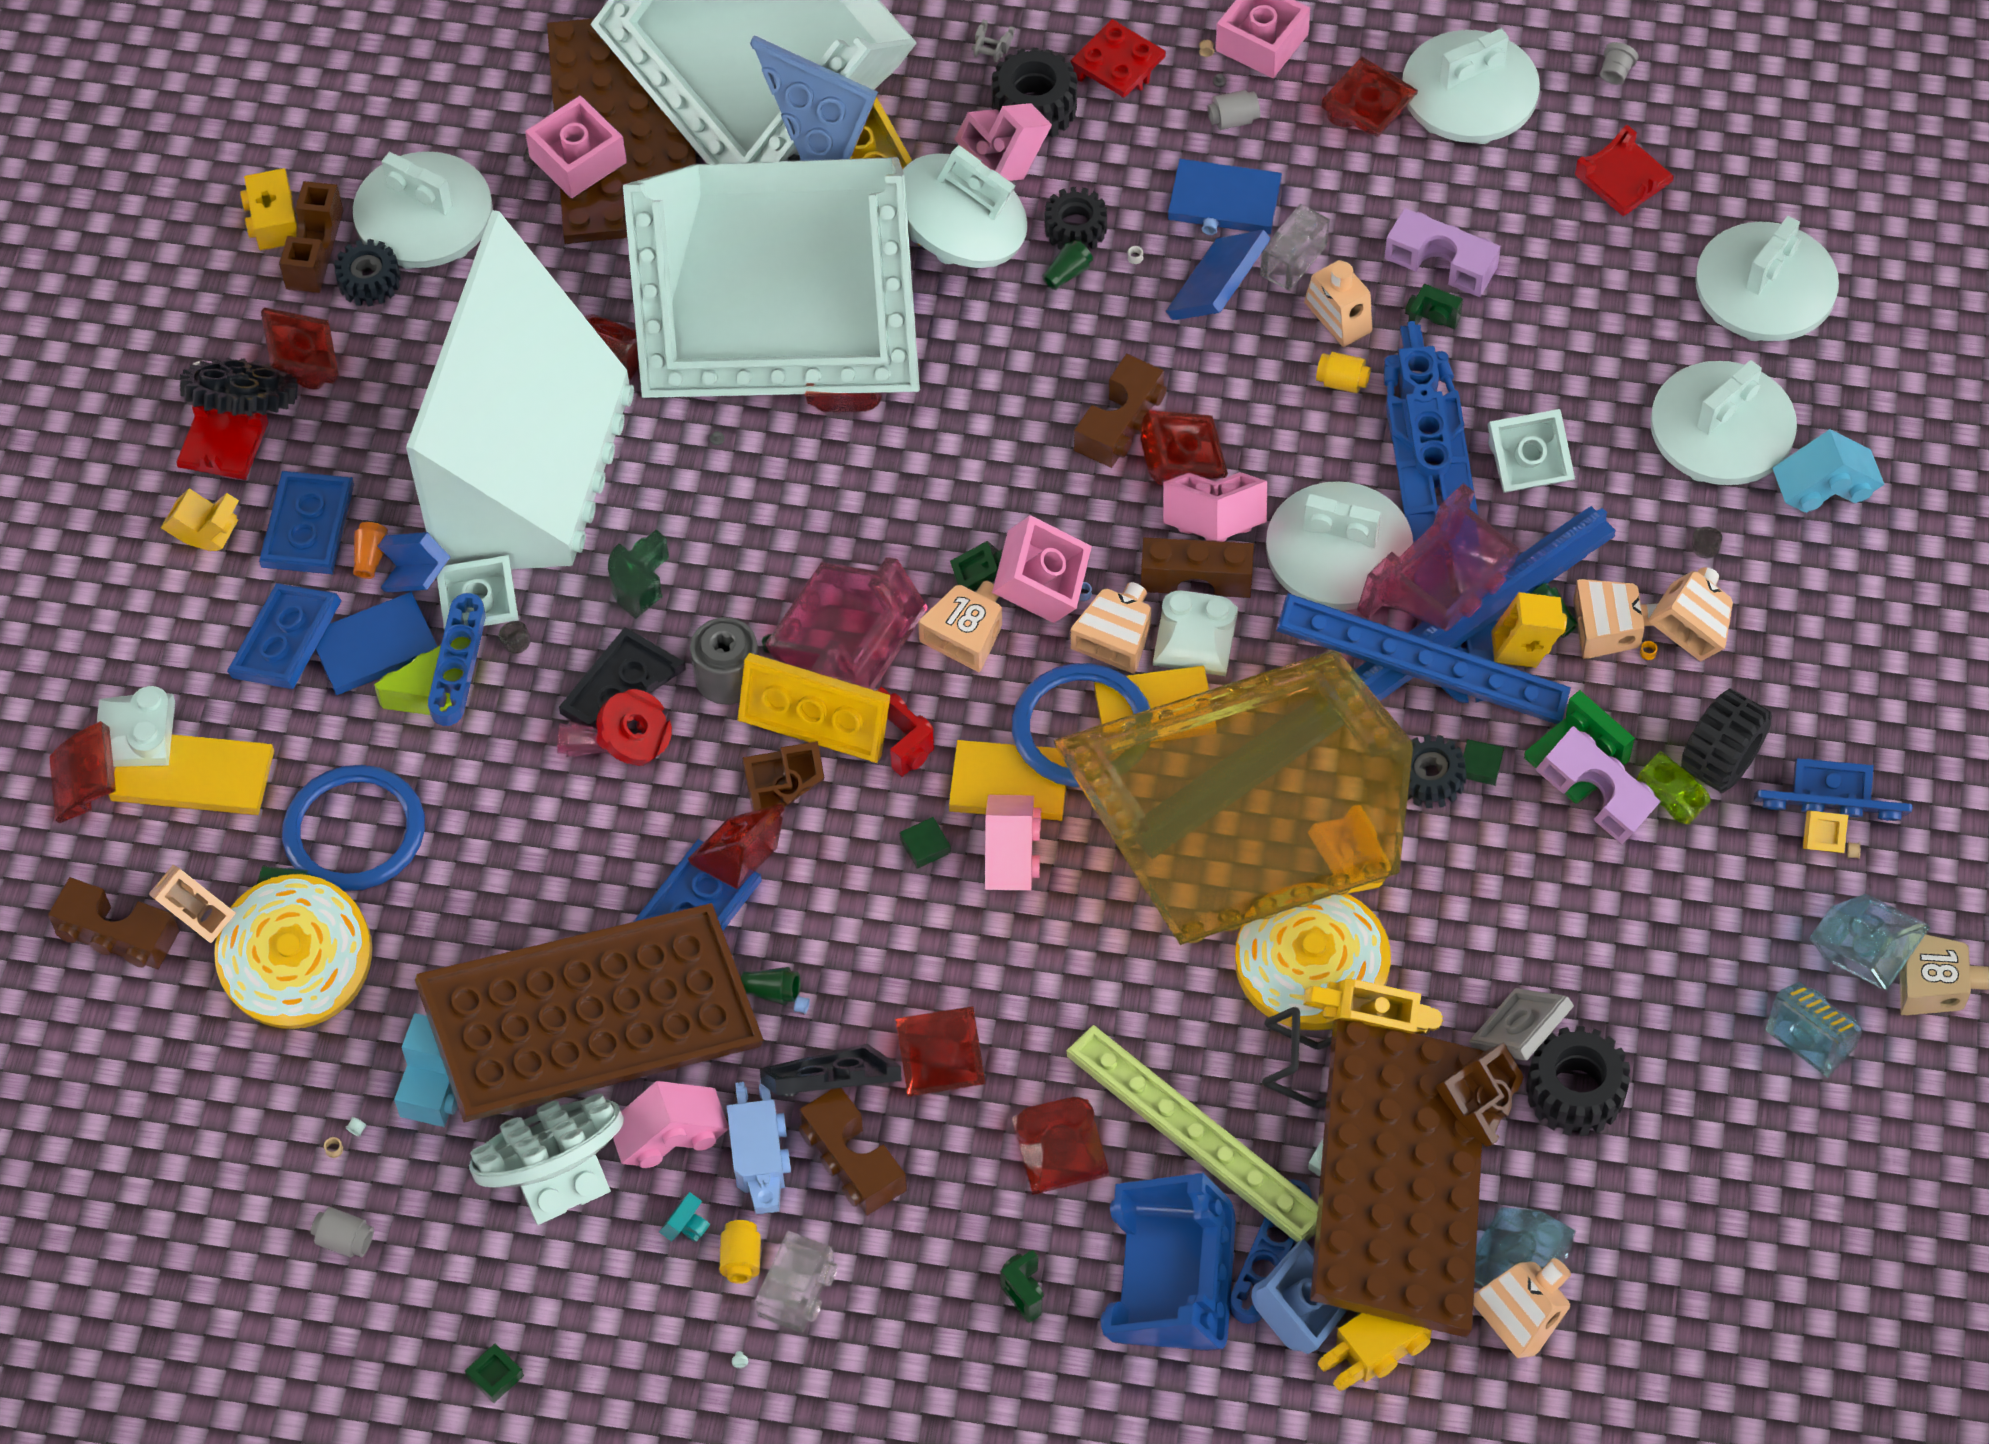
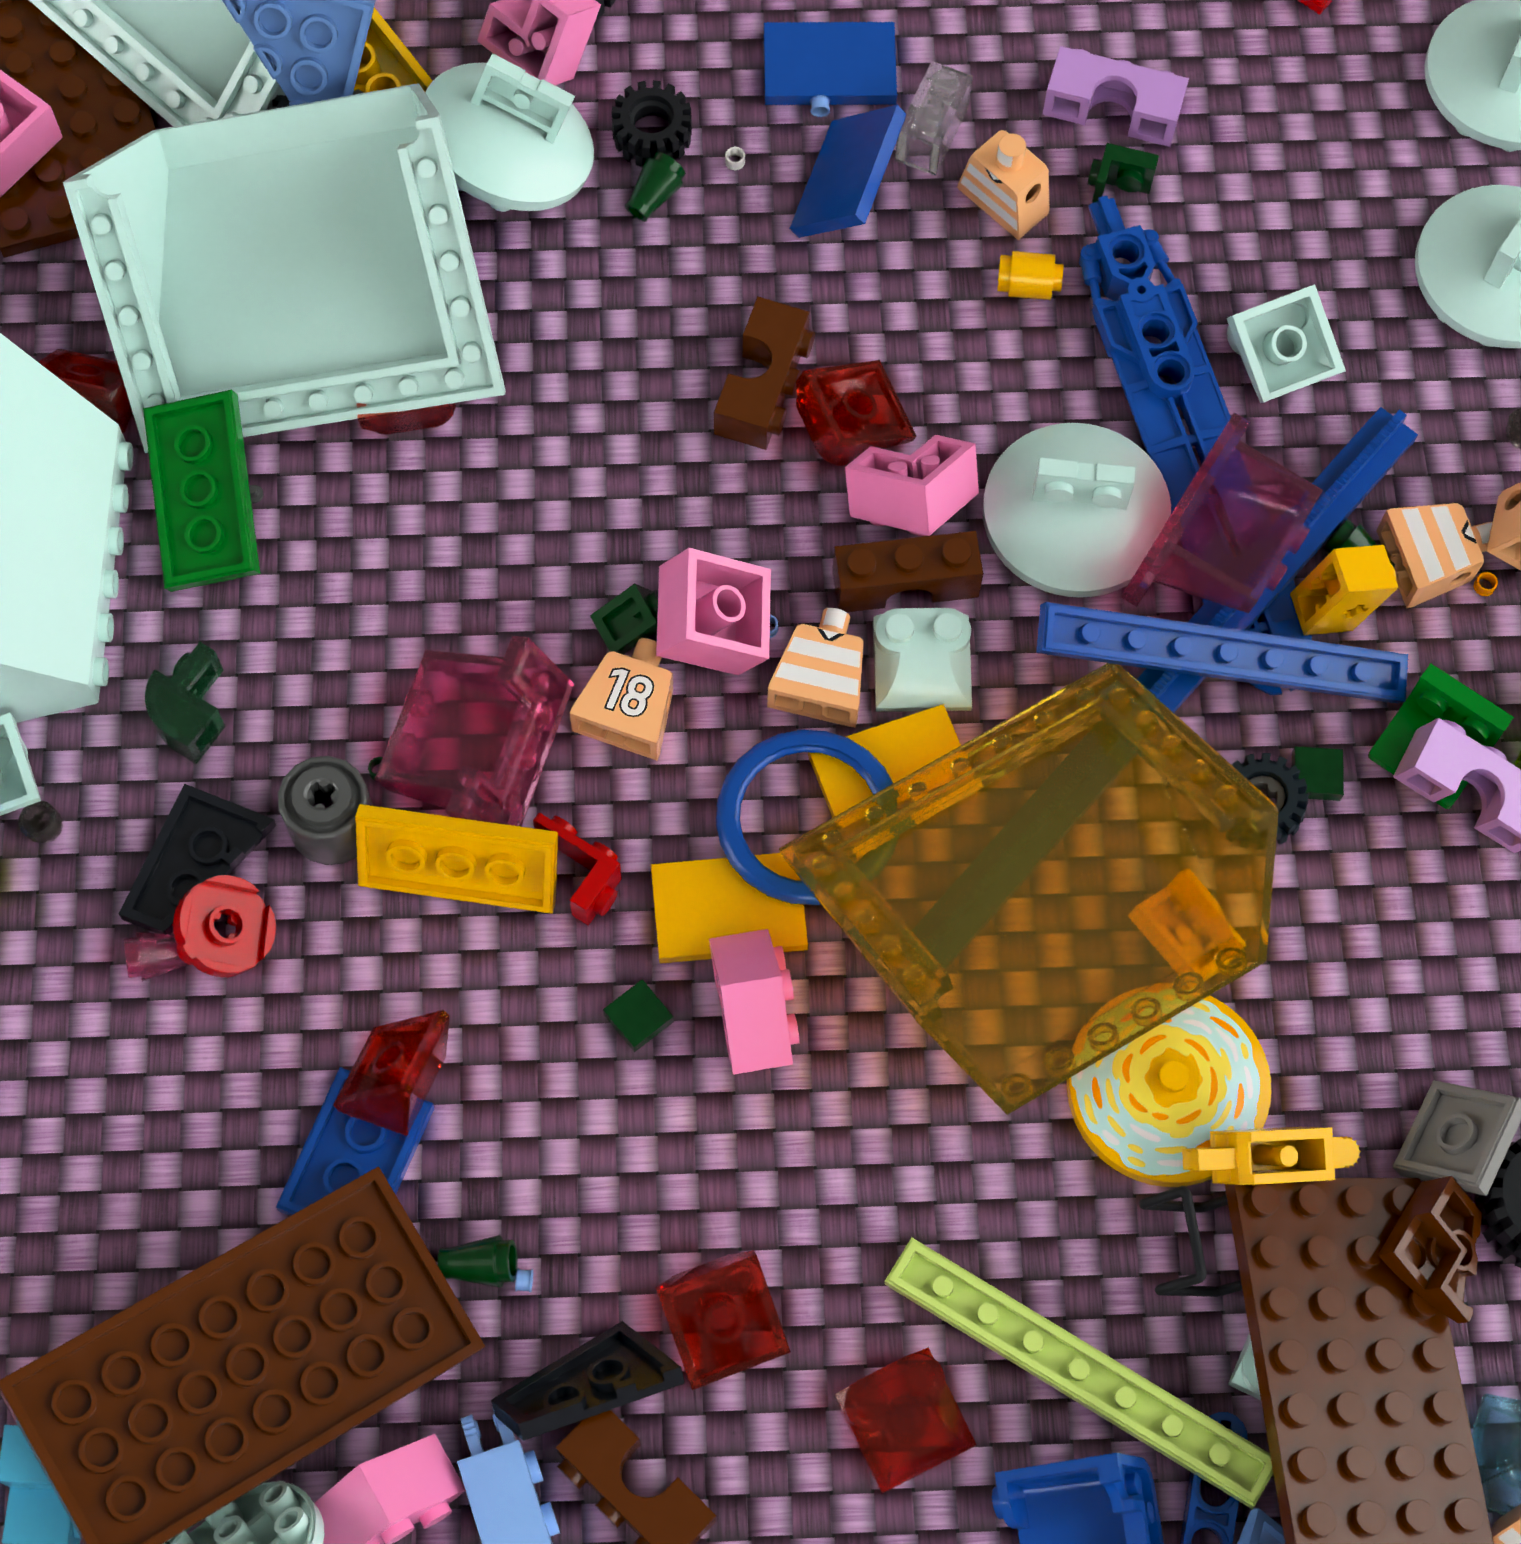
camera: 15 degrees left, 10 degrees up
(678, 427) = (201, 491): none -> green tile
(782, 774) = (432, 959): reddish brown slope -> none

